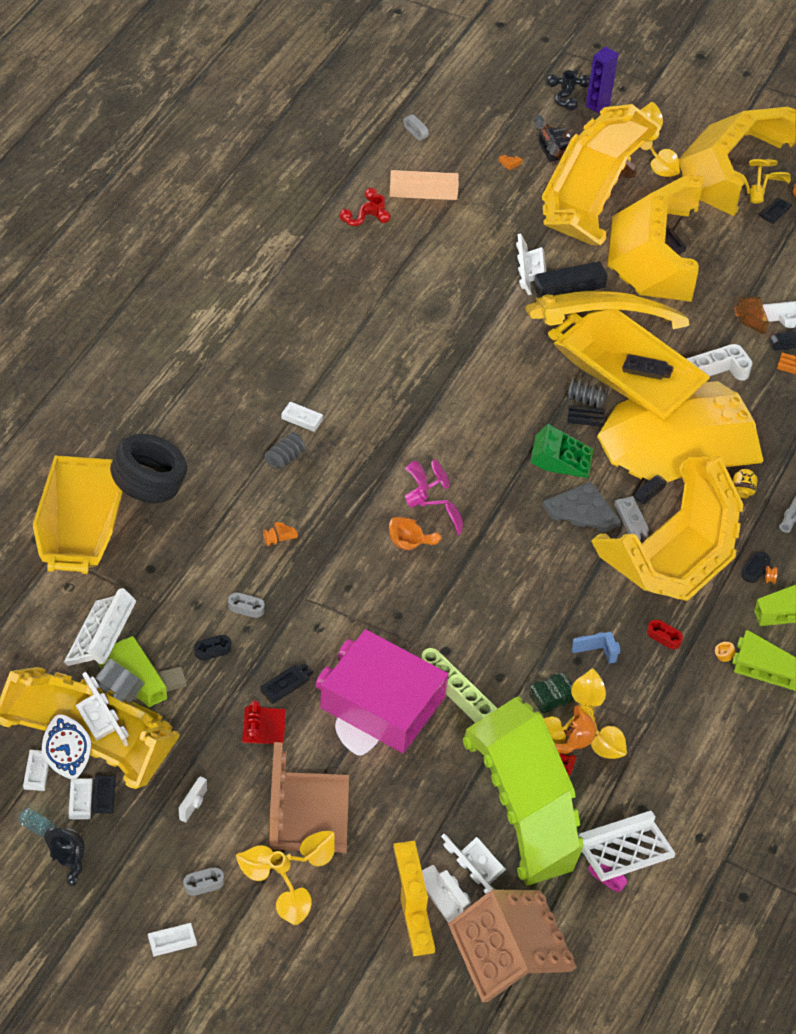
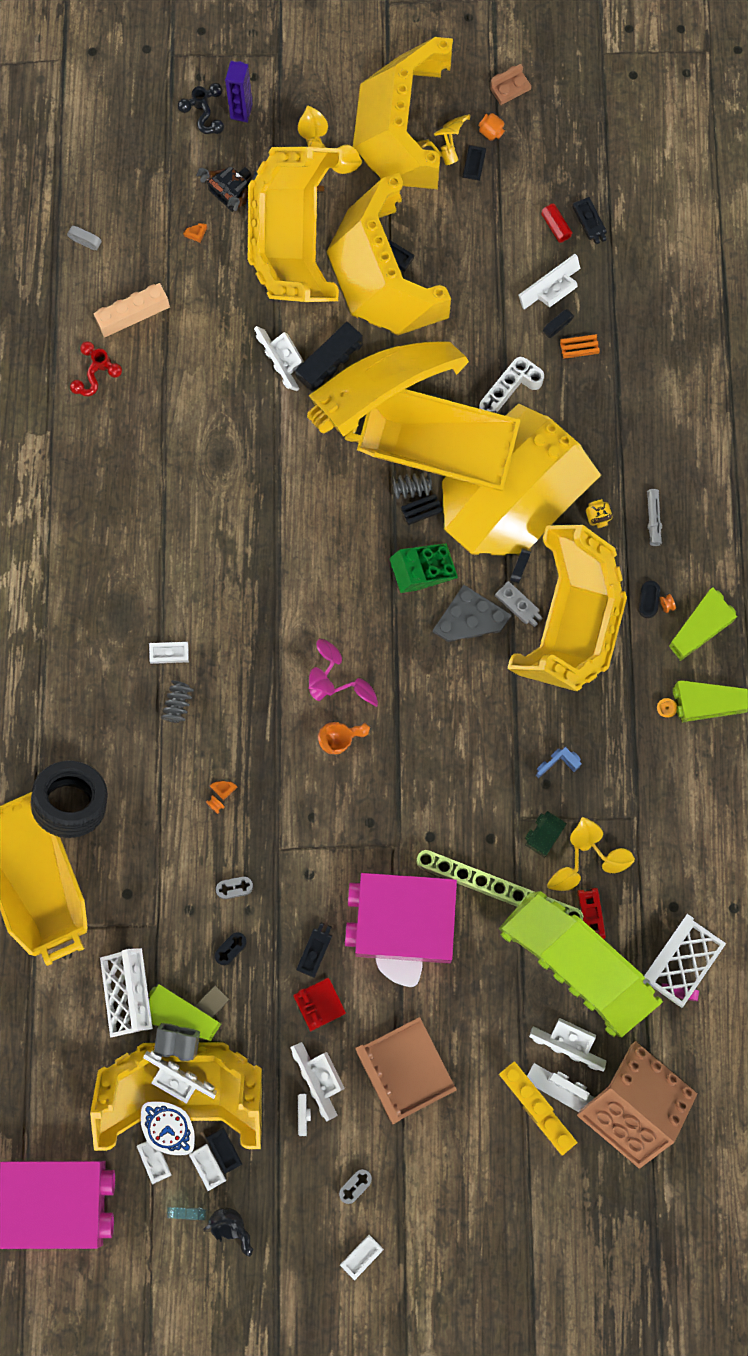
camera: 25 degrees left, 25 degrees up
(228, 779) = (320, 1077): none -> white bracket
(258, 861) = (441, 1166): yellow plant -> none
(581, 733) = (593, 871): orange piece -> none
(647, 367) = (456, 434): black hinge -> none
(665, 634) = (609, 722): red beam -> none
(752, 314) = (513, 307): clear orange slope -> none

